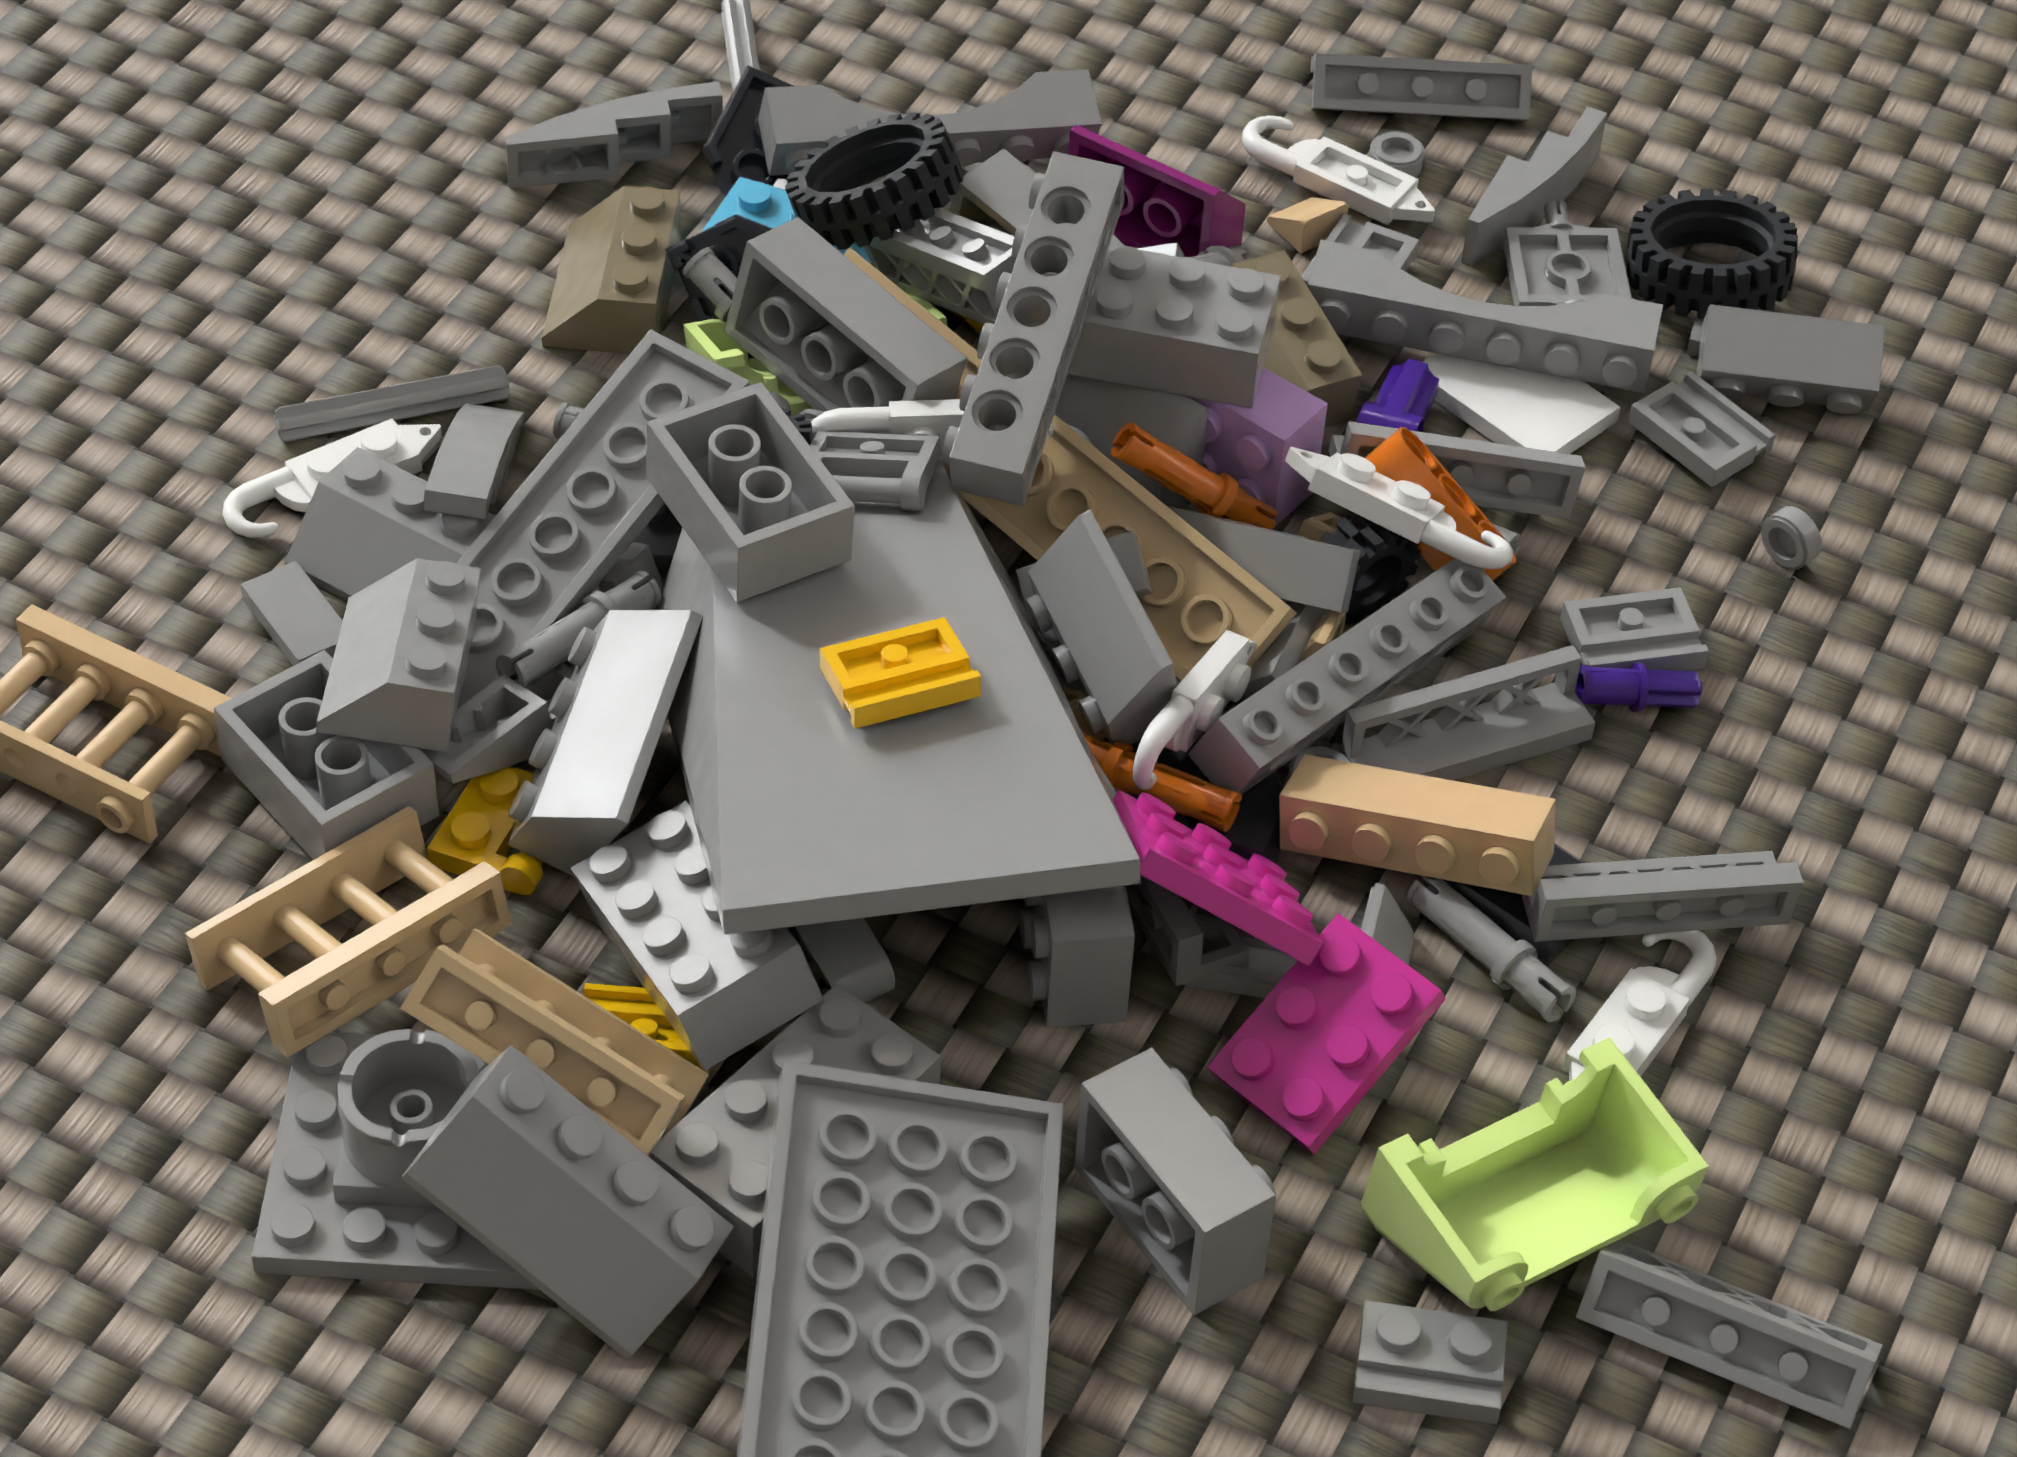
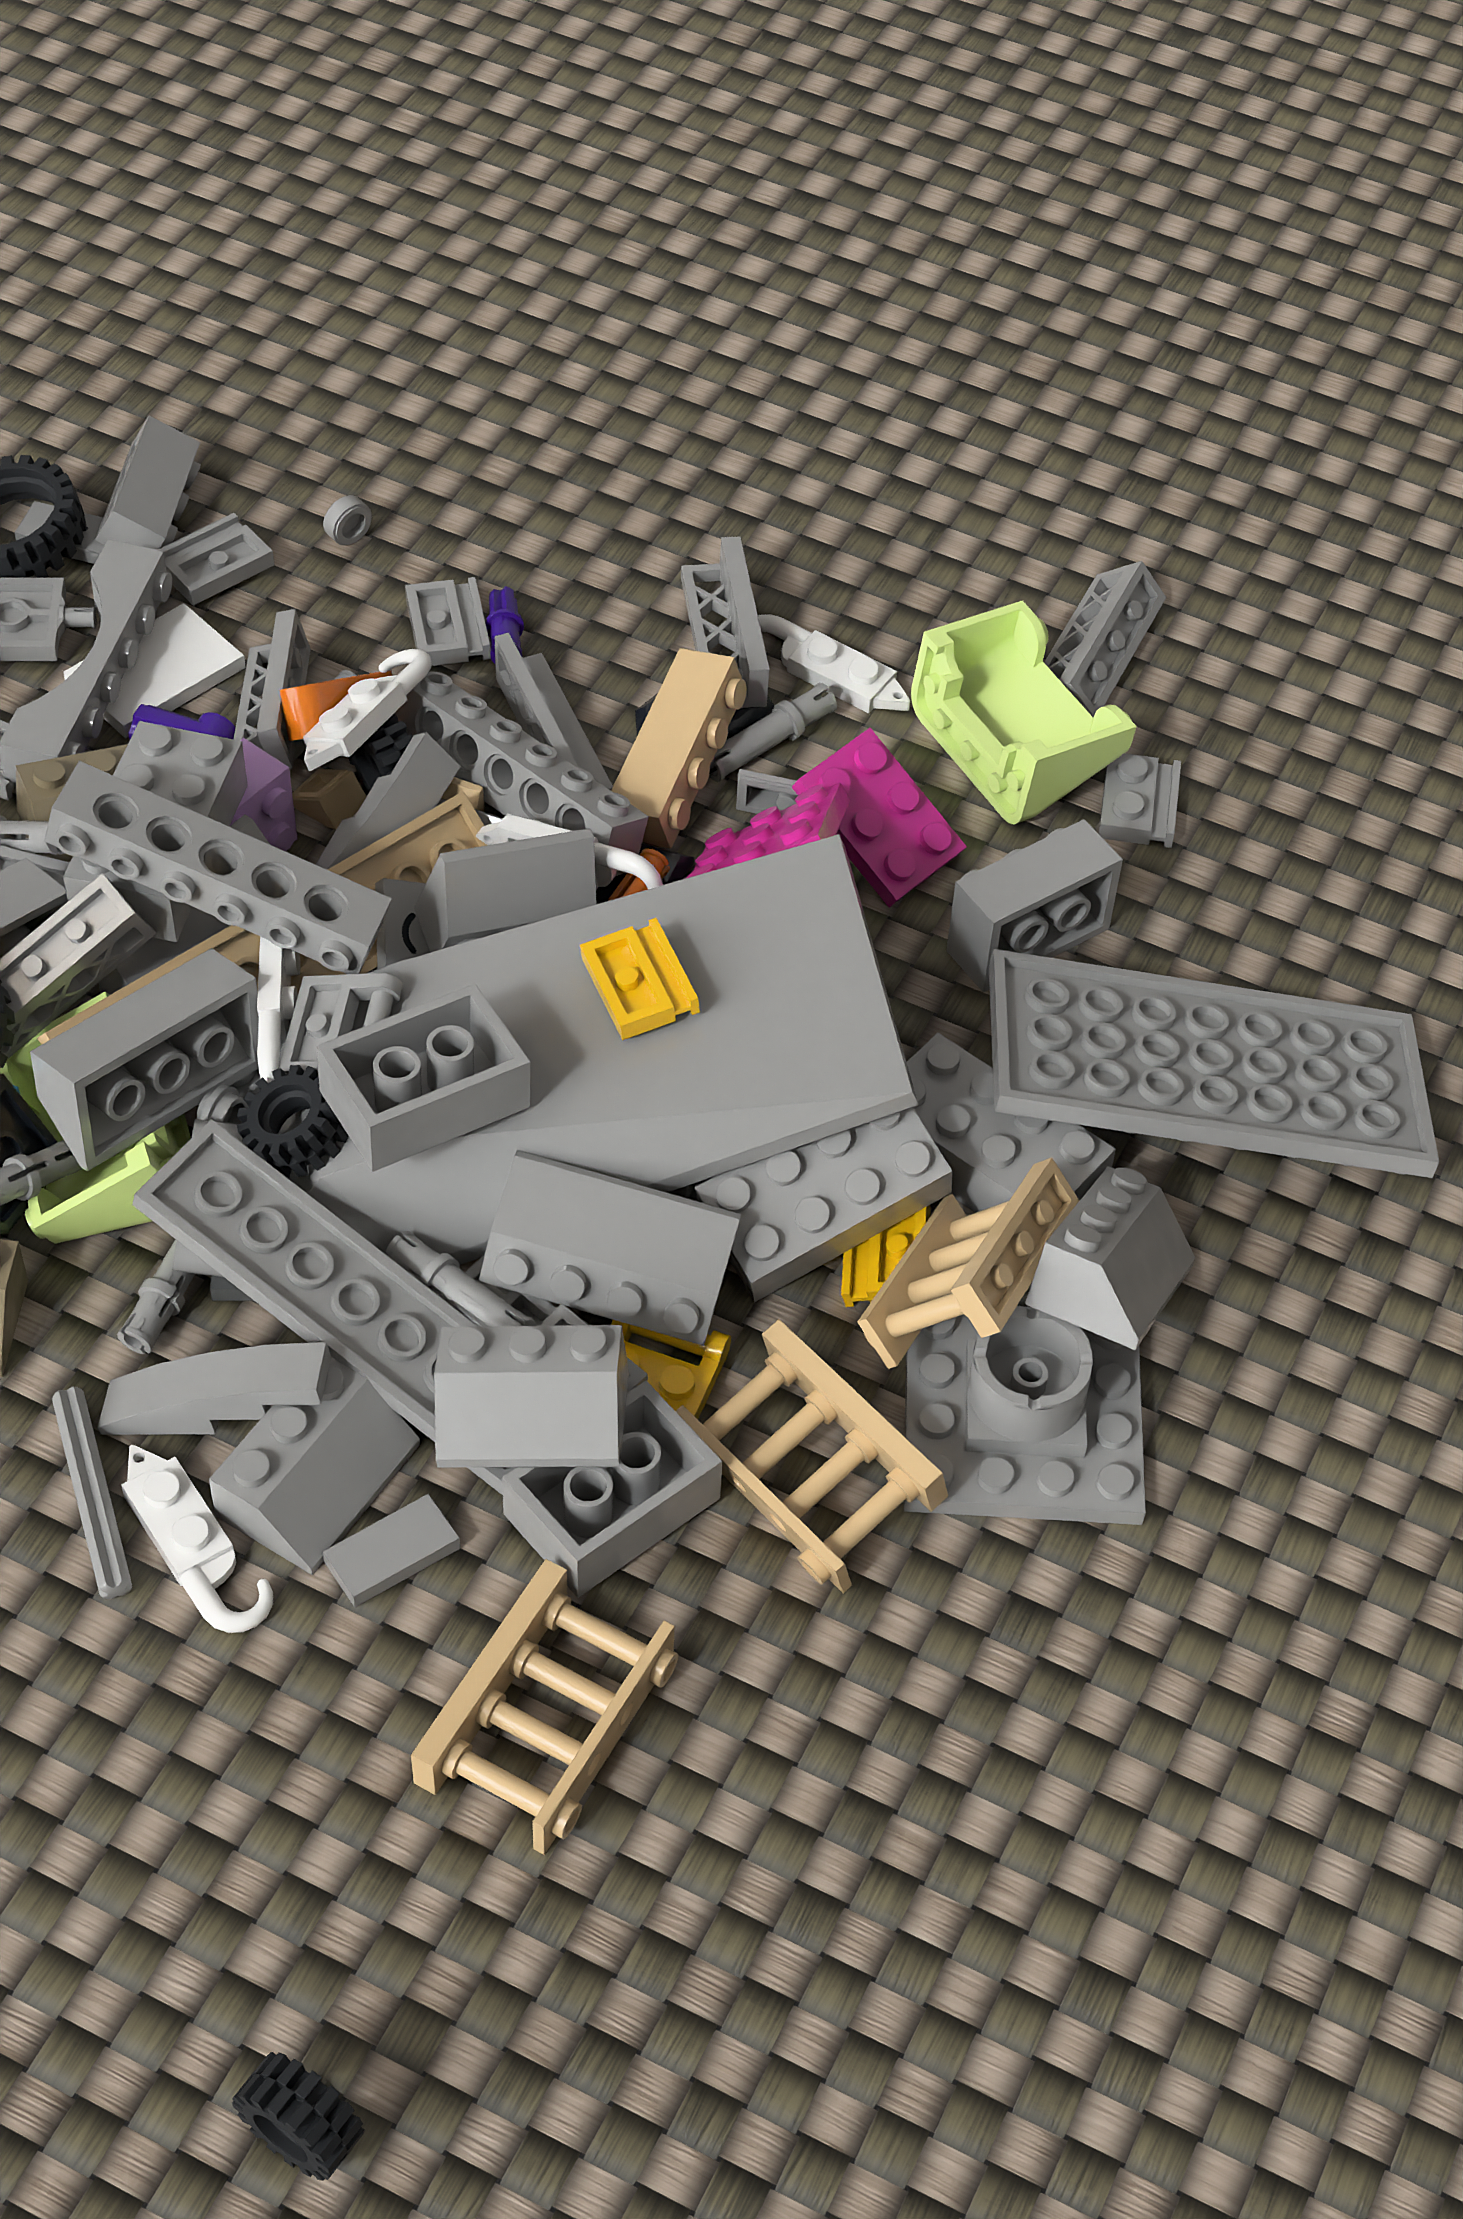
camera: 90 degrees left, 5 degrees up
(1210, 492) = (306, 839): orange pin -> none

